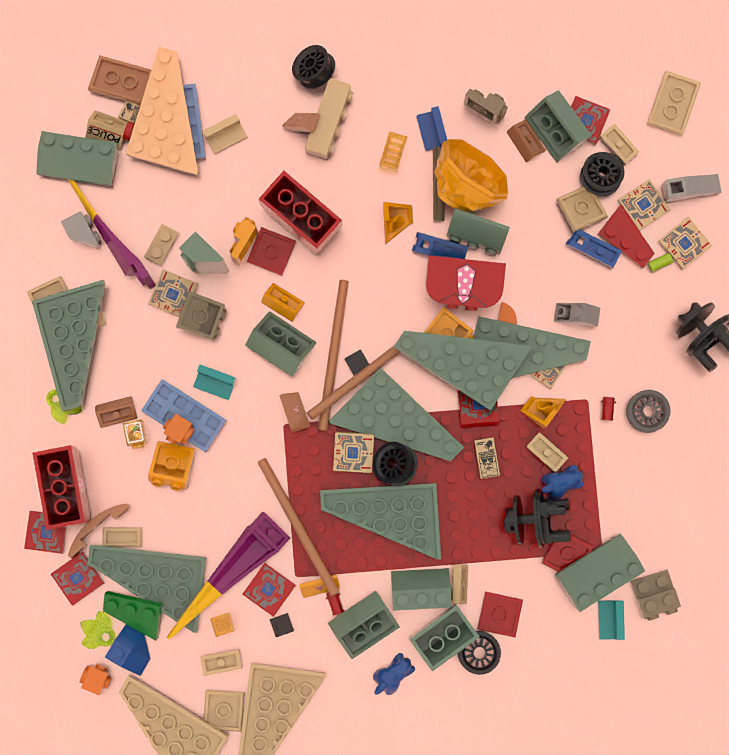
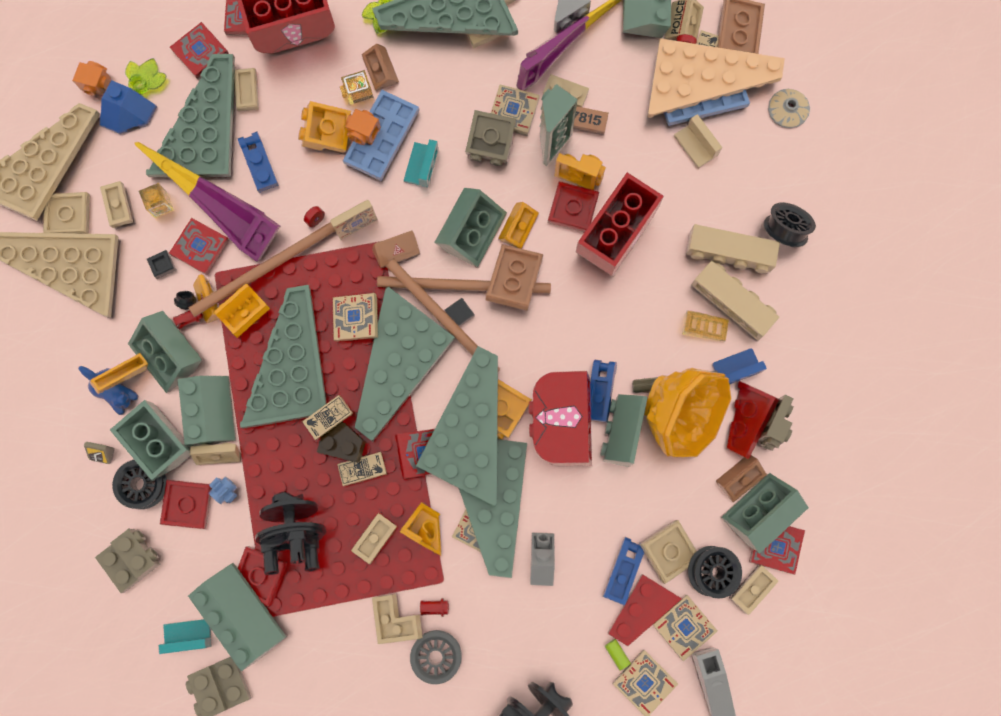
camera: 85 degrees right, 5 degrees down
(78, 543) = (237, 46): nougat slope -> none
(134, 612) = (165, 109): green wing -> none
(192, 222) = (590, 120): none -> nougat tile
(195, 530) = (258, 162): none -> blue plate
(204, 57) = (785, 115): none -> tan dish
(254, 482) = (314, 216): none -> red tile
(264, 445) = (354, 219): none -> tan tile
(302, 122) = (723, 219): nougat slope -> none
(318, 604) = (184, 300): none -> black plate
(332, 309) = (514, 277): none -> nougat tile
(336, 551) = (241, 310): none -> light orange bracket
(374, 123) = (735, 300): none -> tan brick
(381, 662) = (119, 373): none -> light orange piece
(384, 464) = (343, 363): black wheel -> none
(396, 219) = (627, 336): light orange slope -> none
(441, 481) = (327, 417): none -> tan tile
(447, 687) = (99, 452): none -> dark tan slope
(460, 474) = (342, 443): none -> dark brown wing
(476, 124) = (750, 418): none -> red wing
(492, 579) = (223, 490): none -> medium blue gear
(507, 314) = (533, 476): orange tile -> none
(542, 666) = (128, 559): none -> dark tan plate
(559, 483) = (338, 556): blue animal -> none
(620, 446) = (390, 626): none -> tan plate
(674, 103) = (815, 653): tan tile -> none

